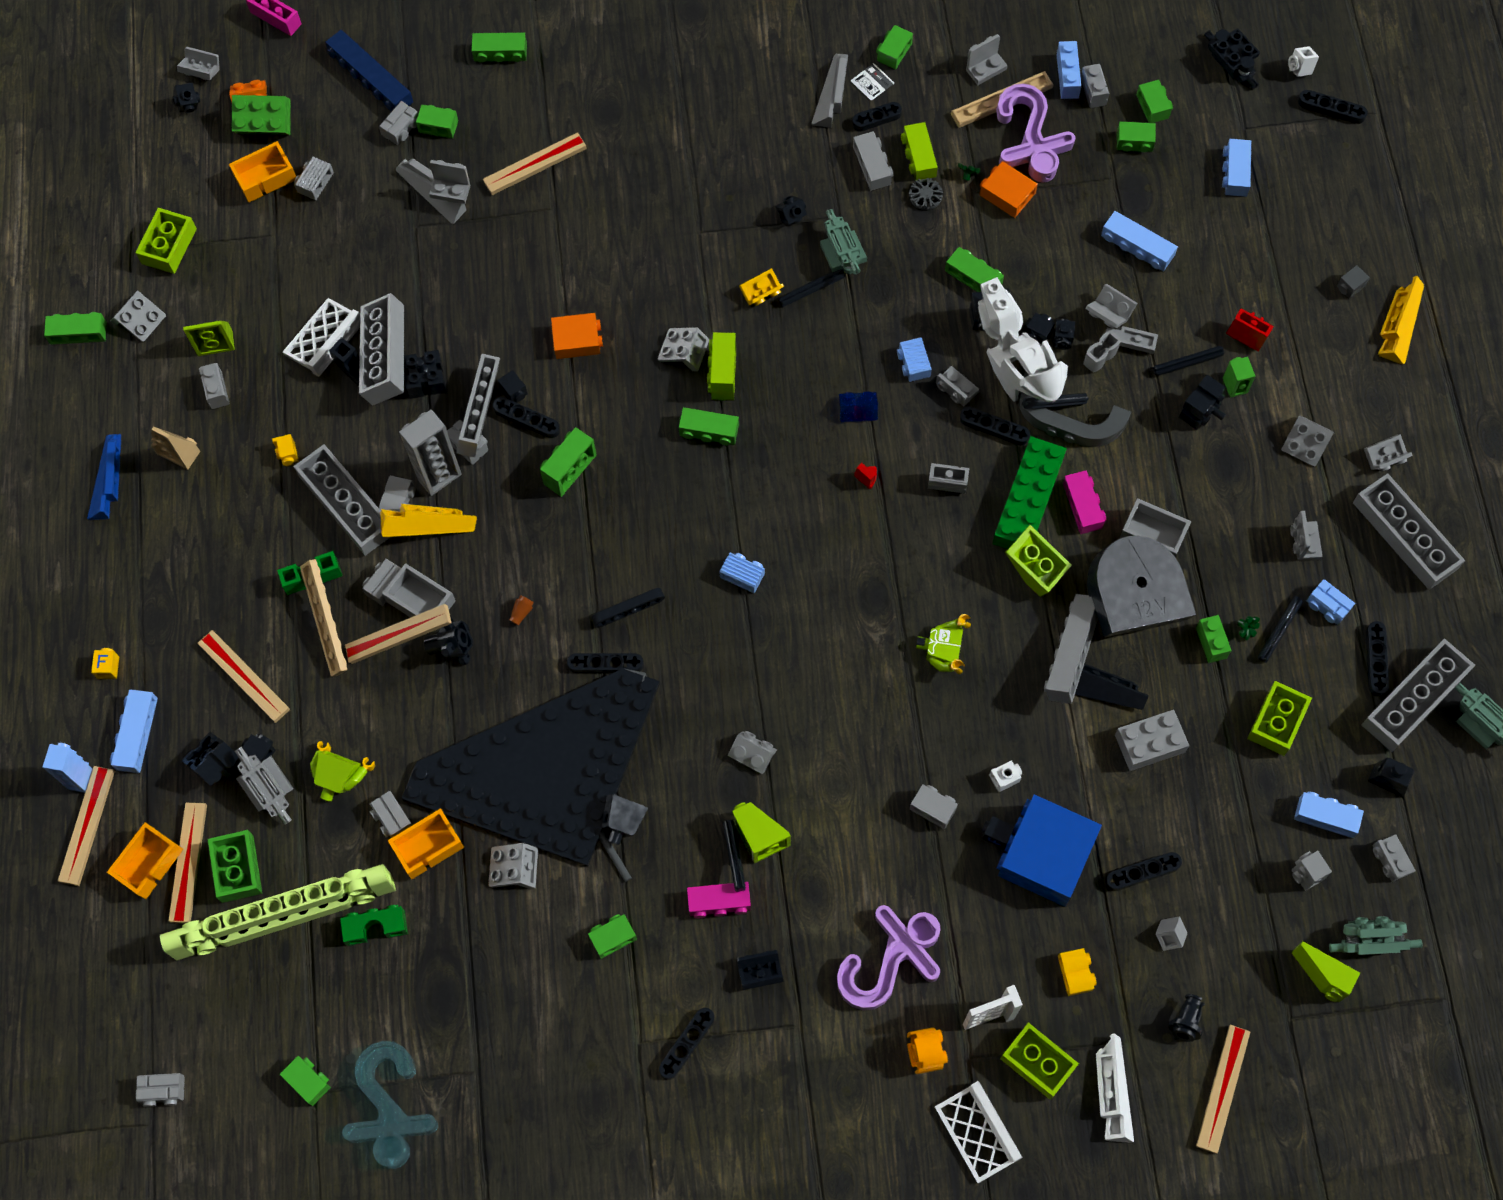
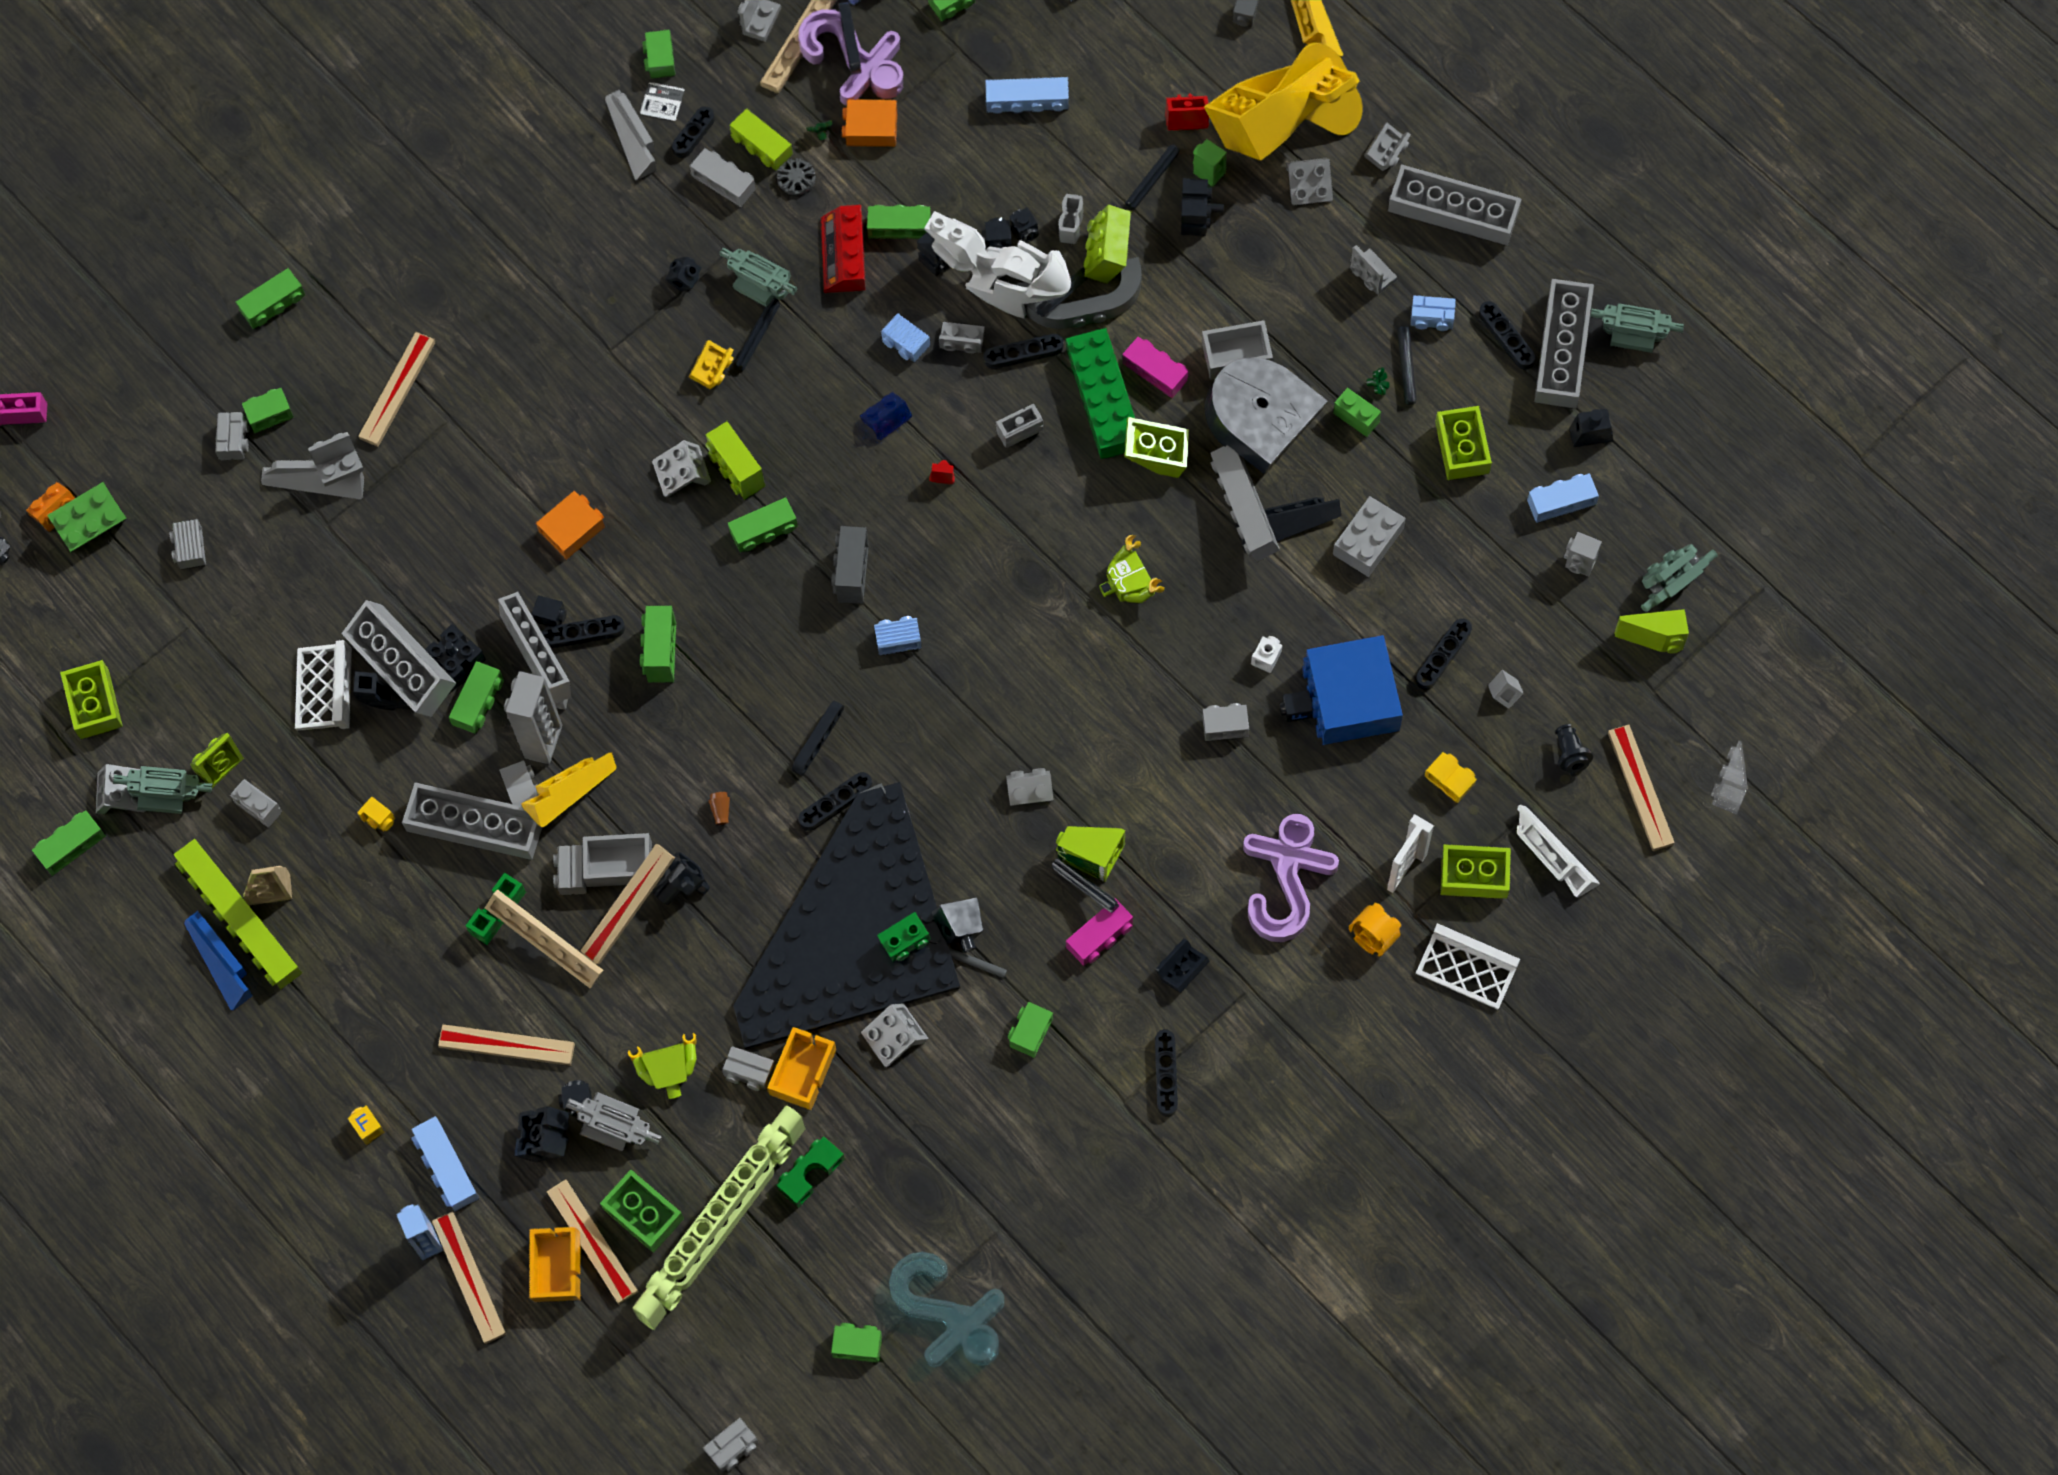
camera: 35 degrees left, 0 degrees up
(141, 455) = (237, 913): none -> lime brick
(159, 331) = (161, 788): none -> sand green piece
(263, 171) = (134, 570): light orange piece -> none
(367, 70) = (157, 406): dark blue brick -> none
(411, 410) = (476, 697): none -> bright green brick
(571, 799) = (904, 937): none -> green brick
(747, 497) = (850, 564): none -> dark grey brick
(919, 267) = (843, 249): none -> red slope
(1036, 118) = (850, 38): none -> black beam
(1112, 307) = (1049, 172): light grey bracket -> none
(1114, 386) = (1107, 244): none -> lime brick
(1136, 339) = (1091, 187): light grey hinge -> none
(1300, 1141) = (1734, 782): none -> clear slope
(1316, 363) = (1269, 107): none -> yellow brick
(1393, 858) = (1641, 497): light grey bracket -> none

